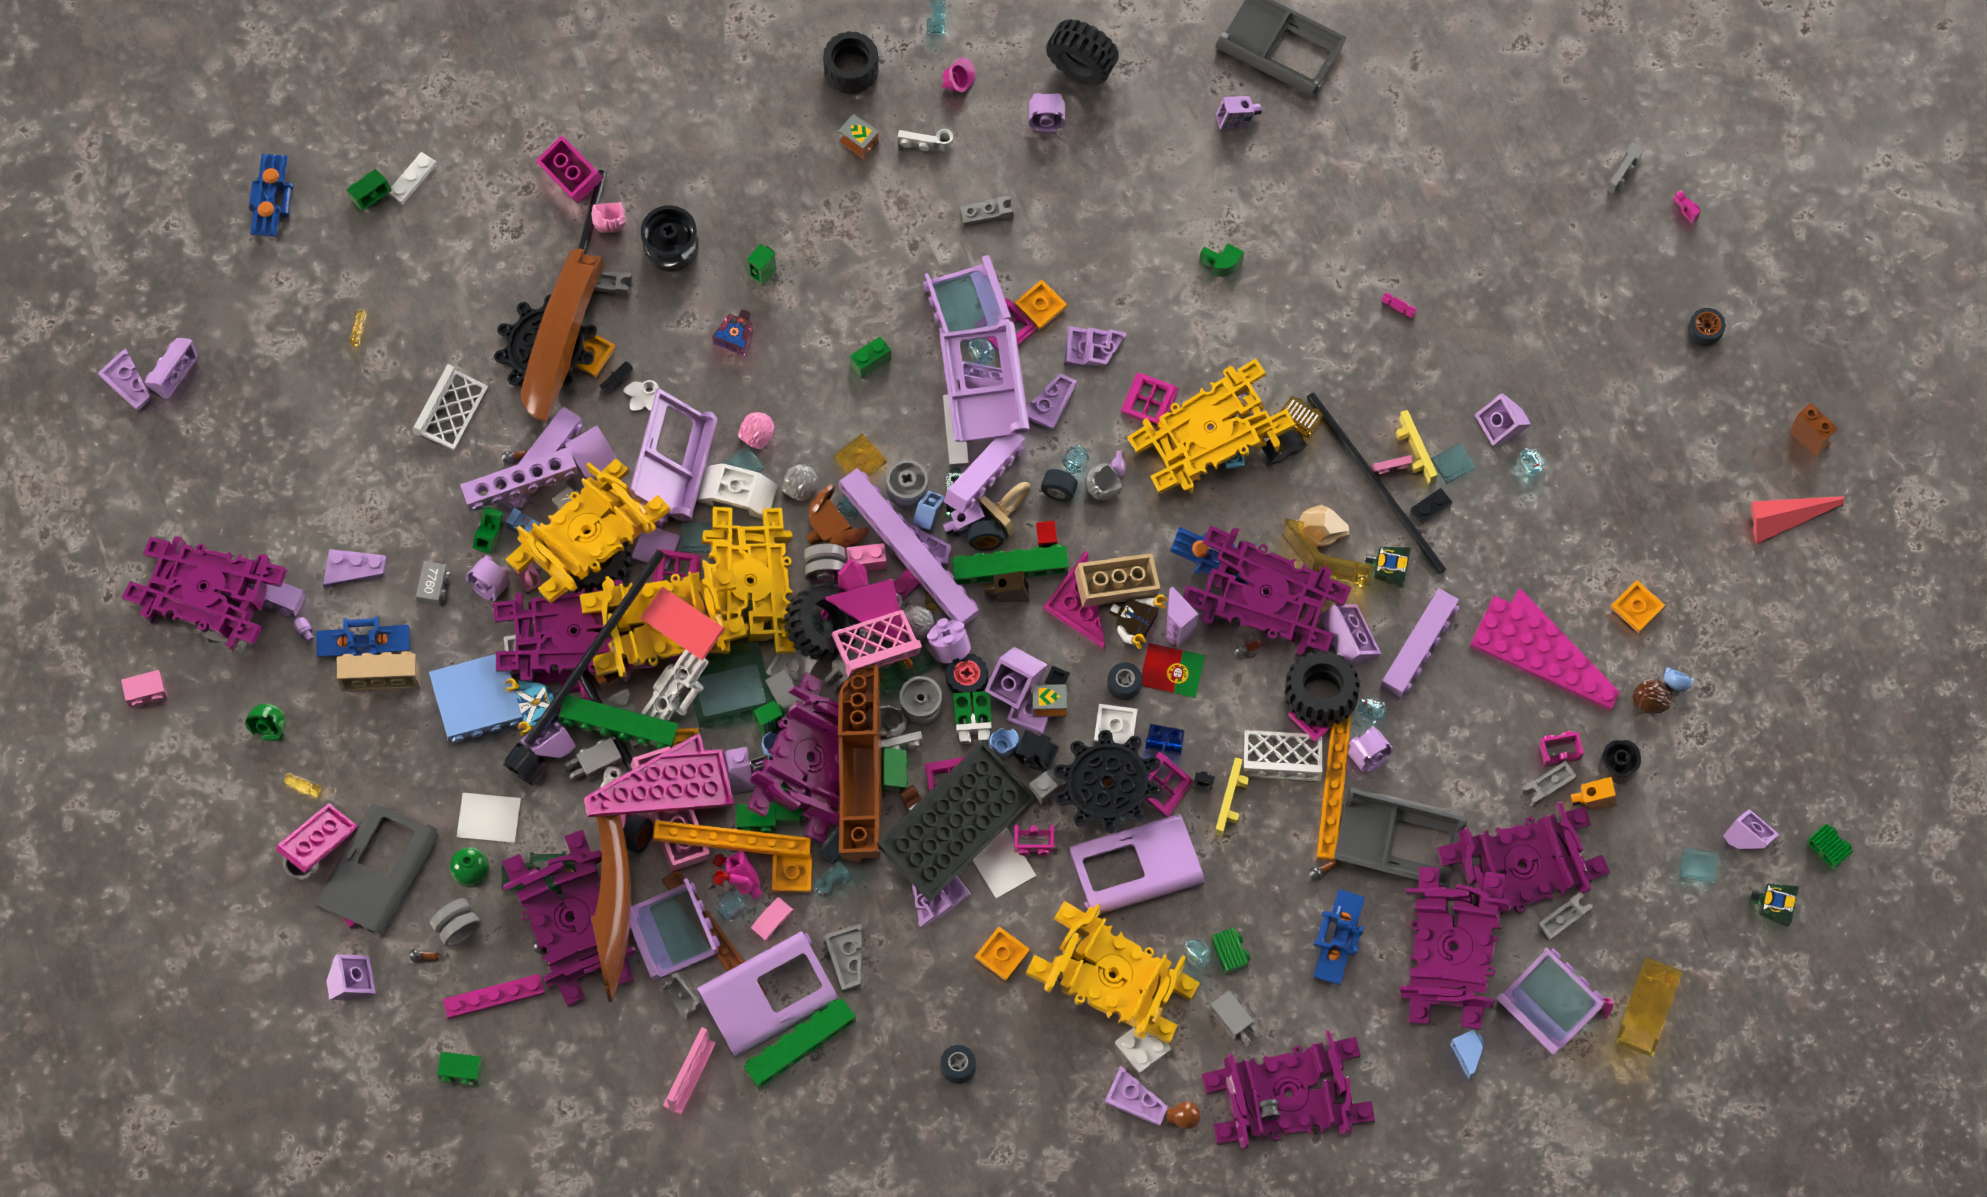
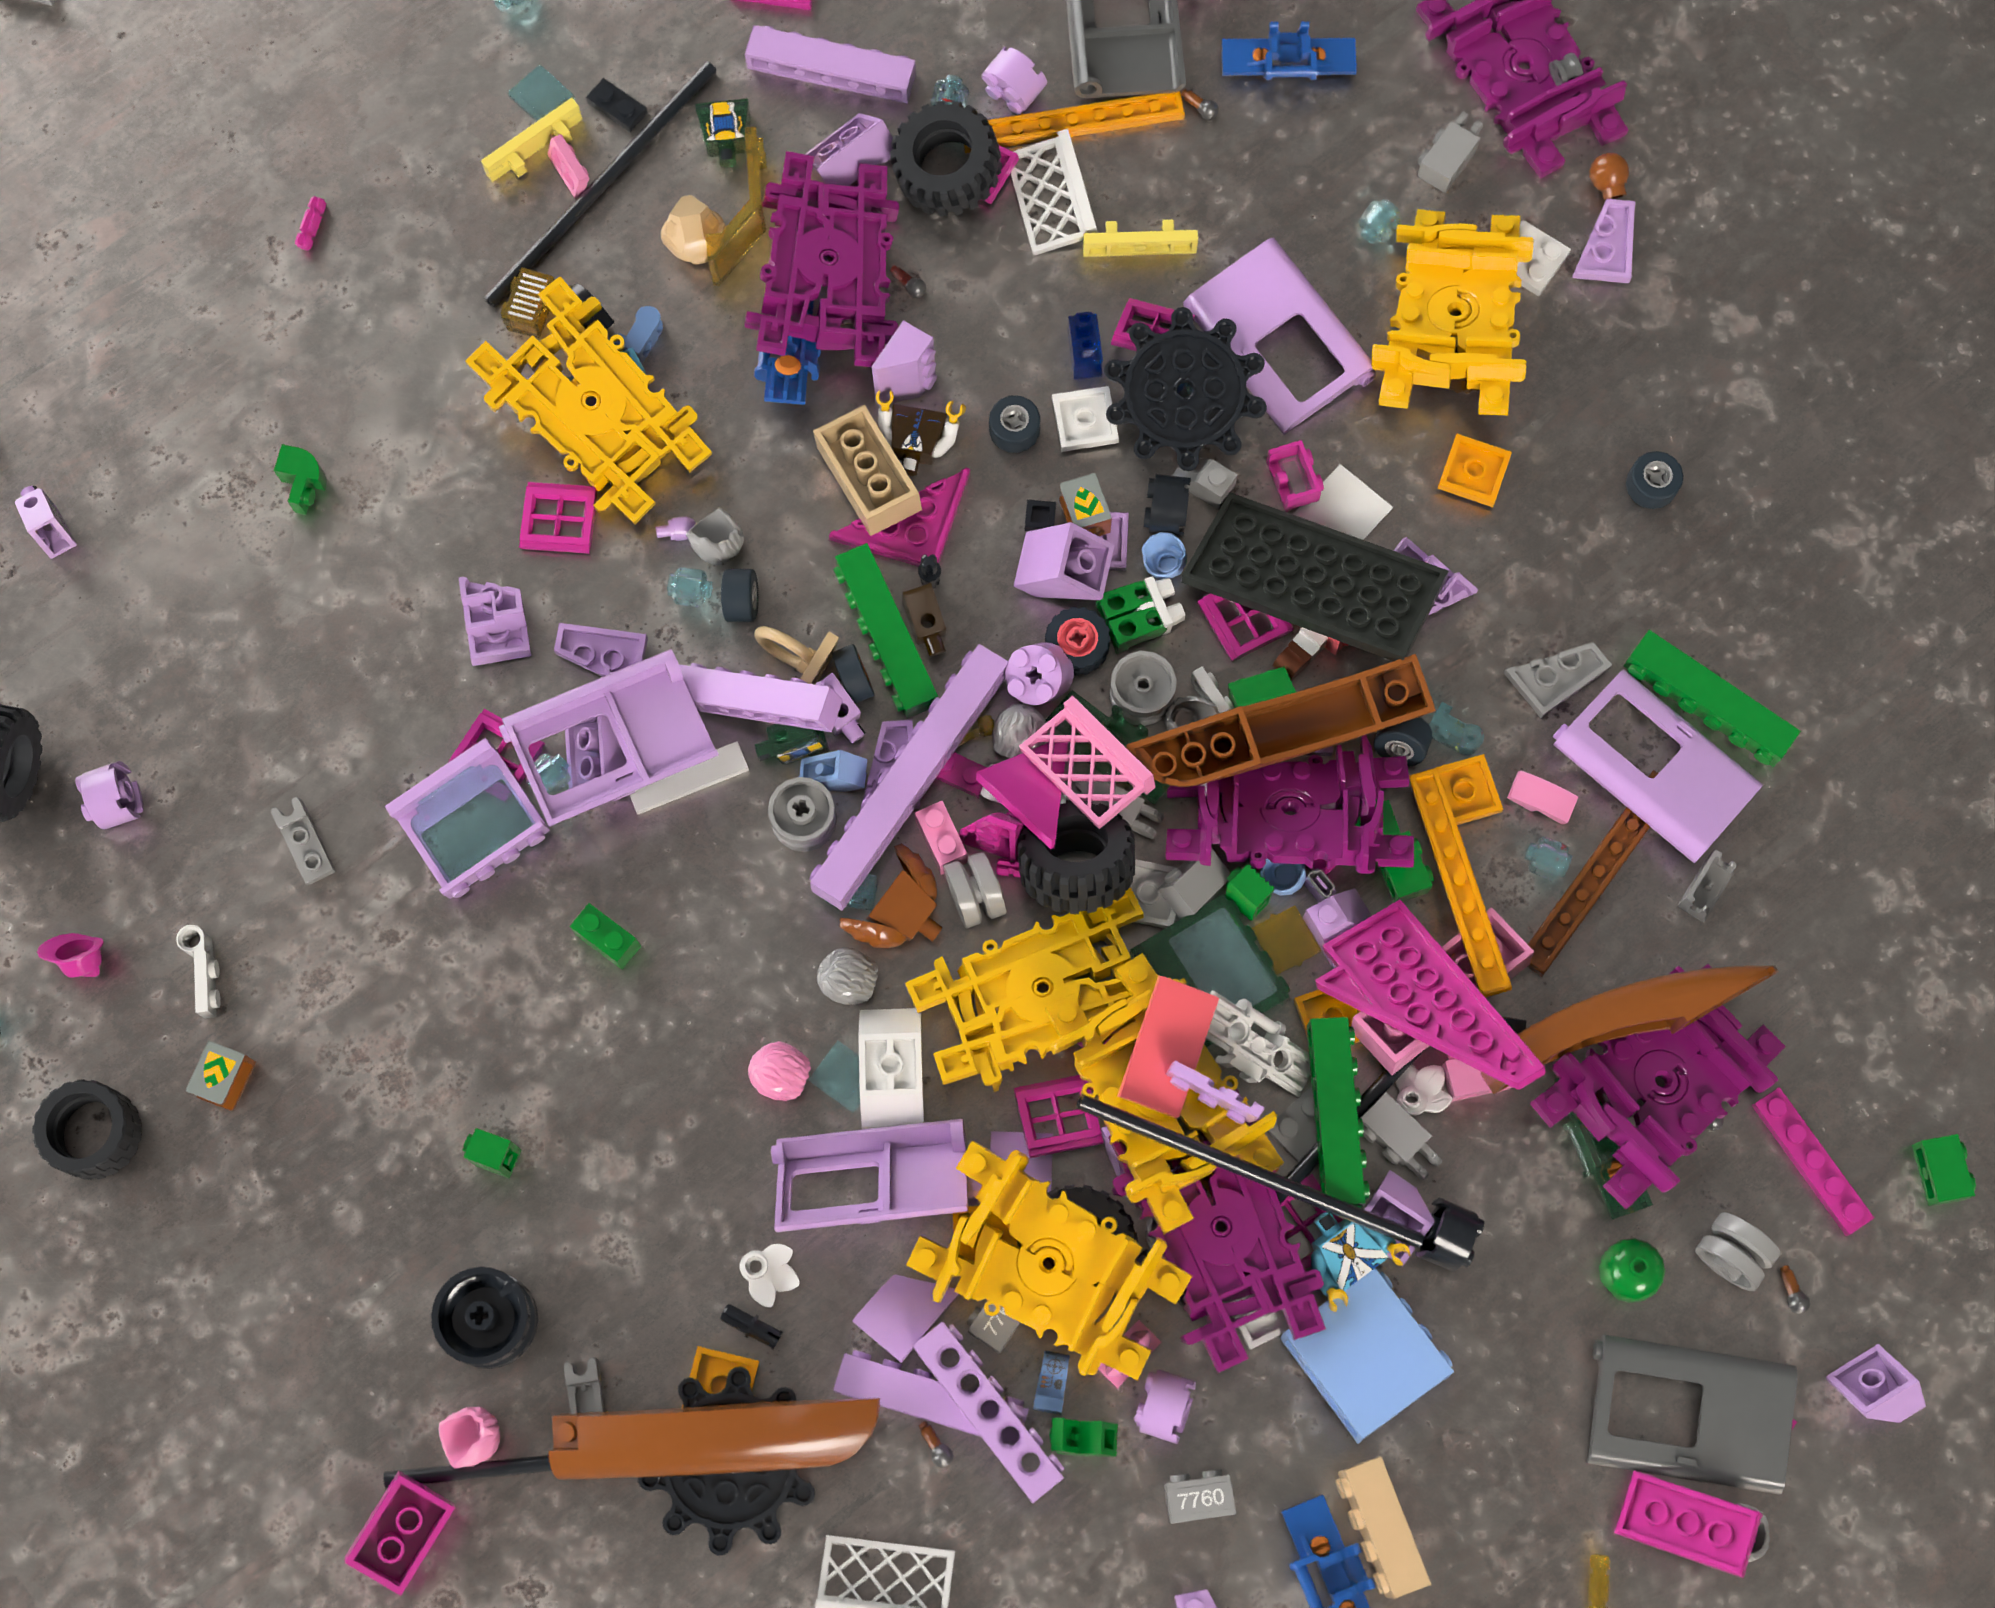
camera: 105 degrees left, 5 degrees up
(488, 817) = (1541, 1271): white sticker -> none
(642, 635) = (1186, 1078): none -> lavender wing
(672, 931) = (1616, 928): clear light blue panel -> none
(690, 1073) = (1819, 835): bright pink fence -> none
(691, 537) = (981, 1108): clear light blue piece -> none
(735, 333) = (621, 1159): torso -> none
(737, 736) = (1286, 939): none -> clear yellow piece
(739, 872) = (1502, 853): dark pink torso -> none
(860, 455) = (777, 903): clear yellow plate -> none
(1038, 598) = (929, 570): none -> black axle
(1040, 304) = (444, 713): light orange plate -> none
(1046, 534) = (823, 591): red panel -> none
(1172, 670) = (971, 371): sticker -> none
(1204, 780) = (1125, 280): black plate -> none
(1229, 951) = (1360, 182): green brick -> none
(1257, 478) = (643, 332): none -> medium blue leg
(1502, 419) = (460, 43): lavender slope -> none

